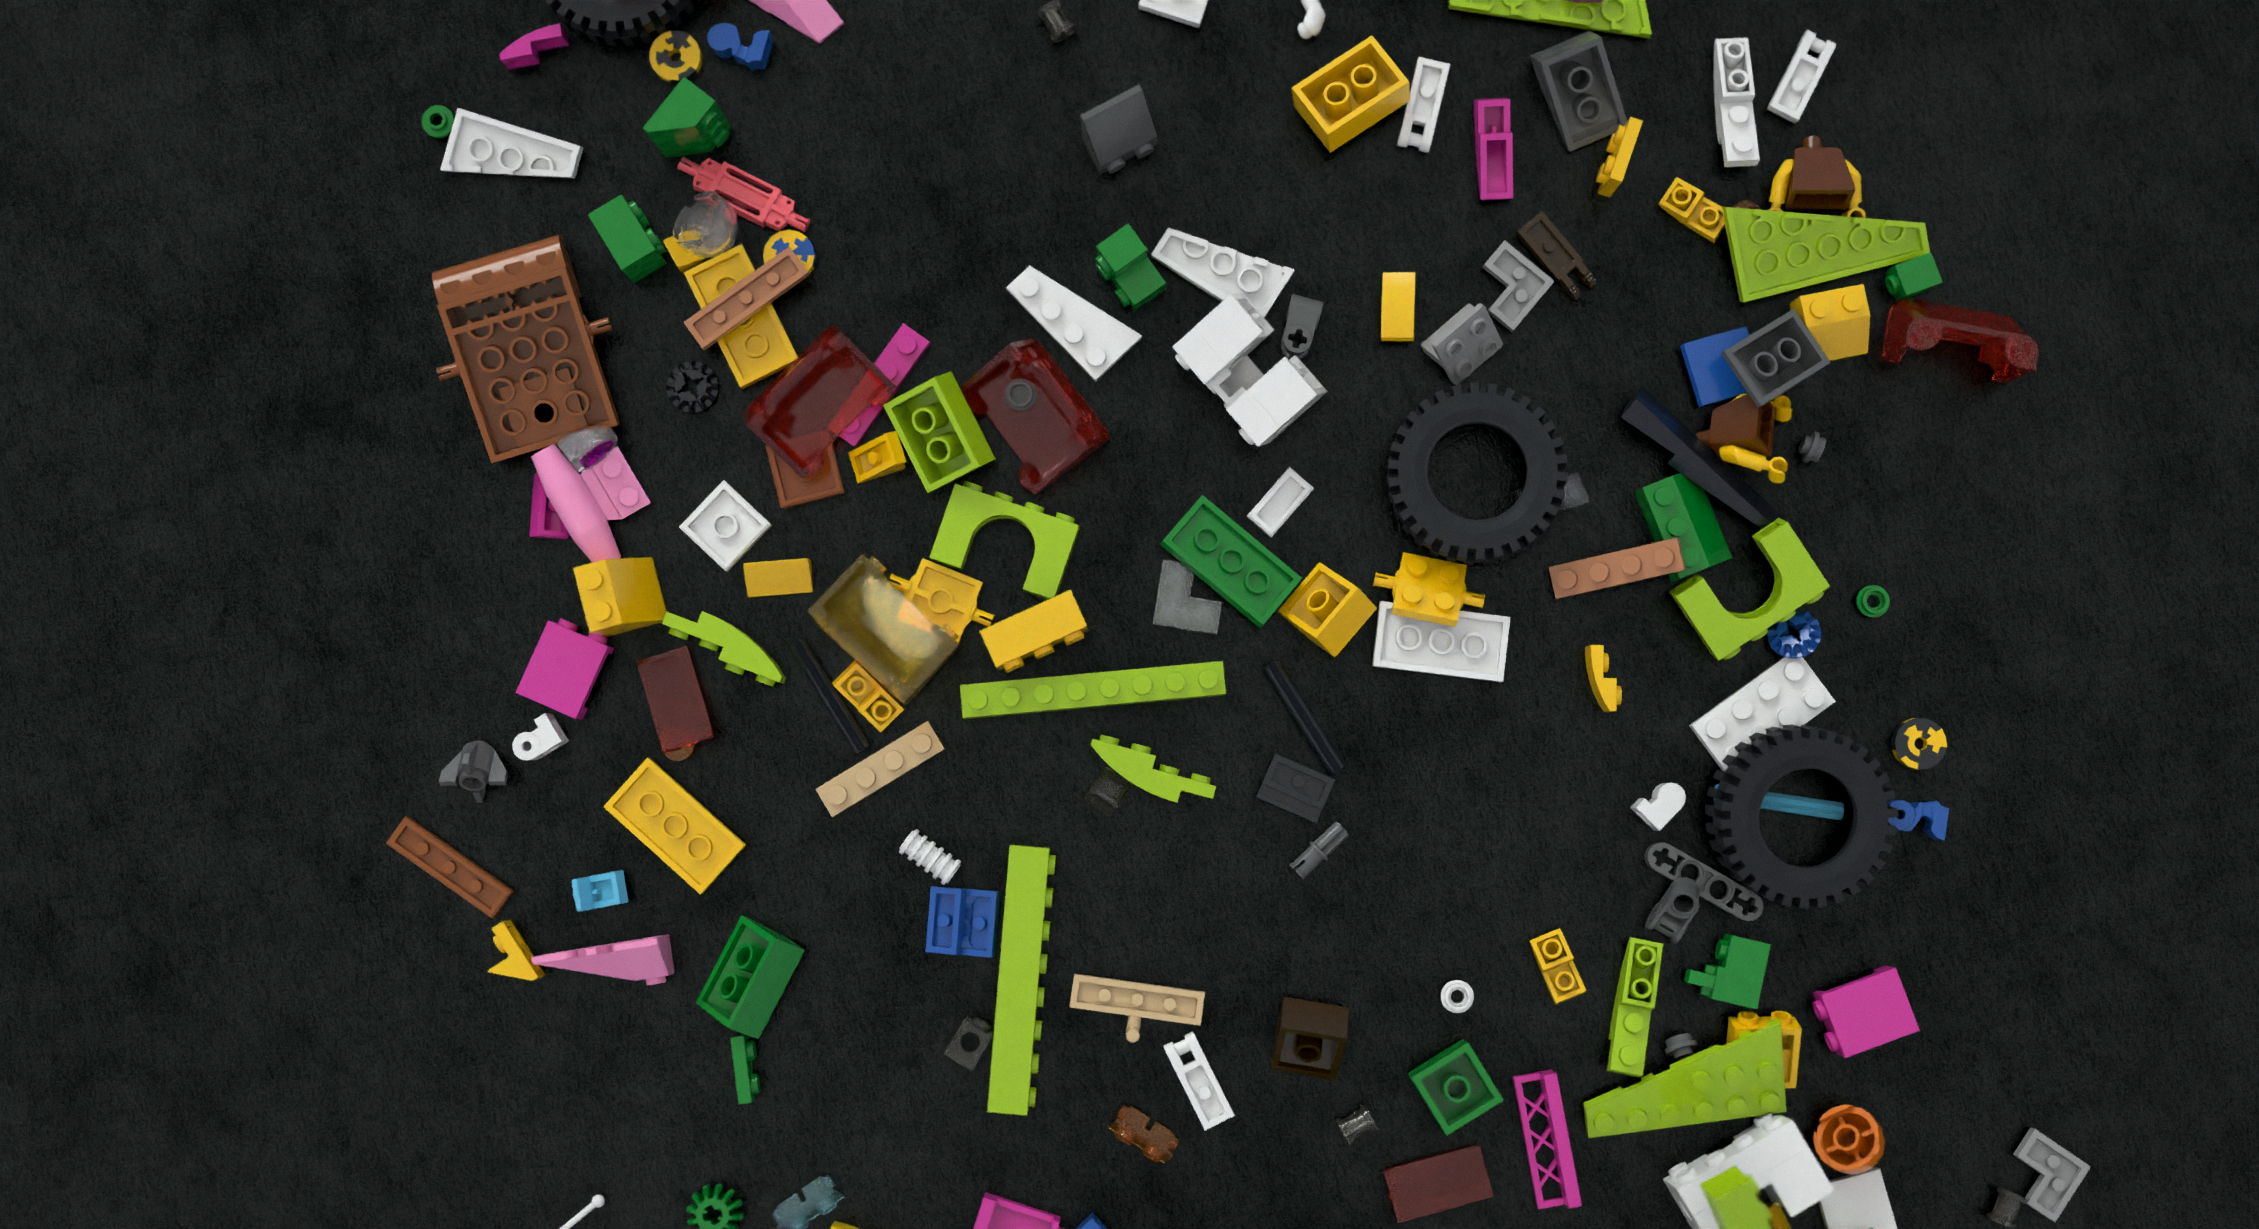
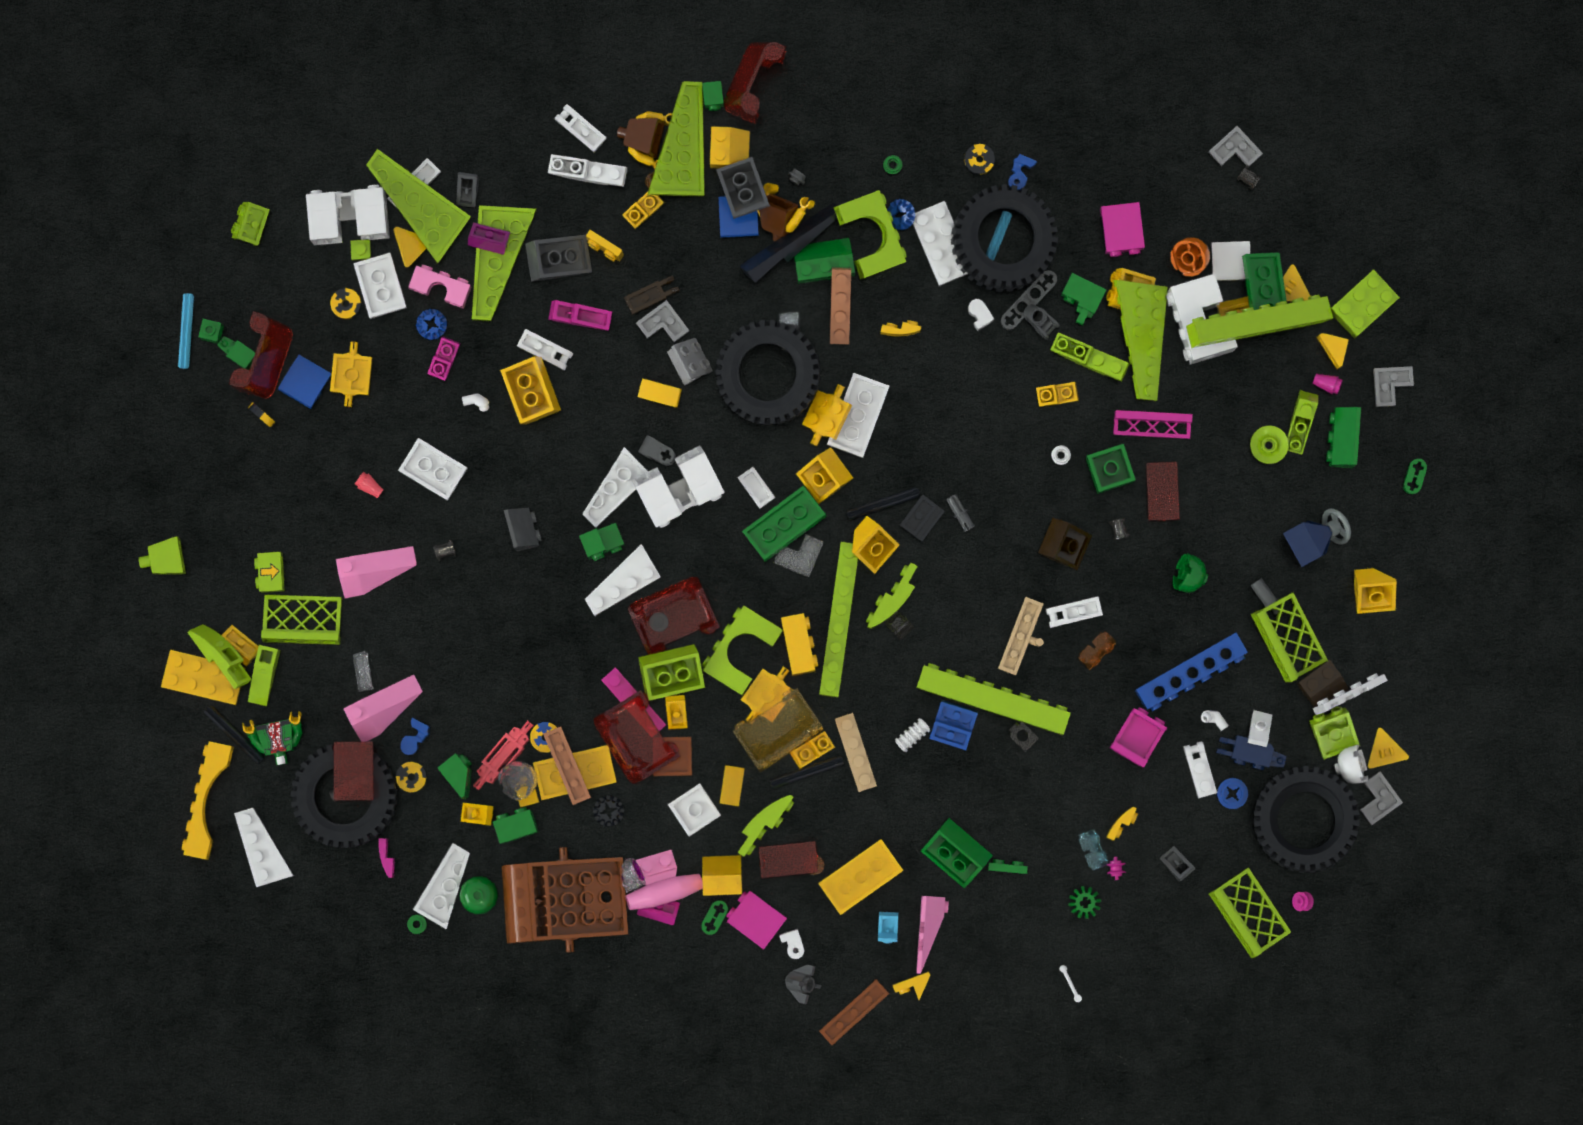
camera: 75 degrees left, 0 degrees up
(507, 209) = (478, 895): none -> green cylinder
(553, 608) = (710, 915): none -> green beam
(638, 176) = (476, 814): none -> yellow slope
(1230, 715) = (872, 544): none -> yellow slope
(1680, 1046) = (1117, 336): dark grey plate -> none

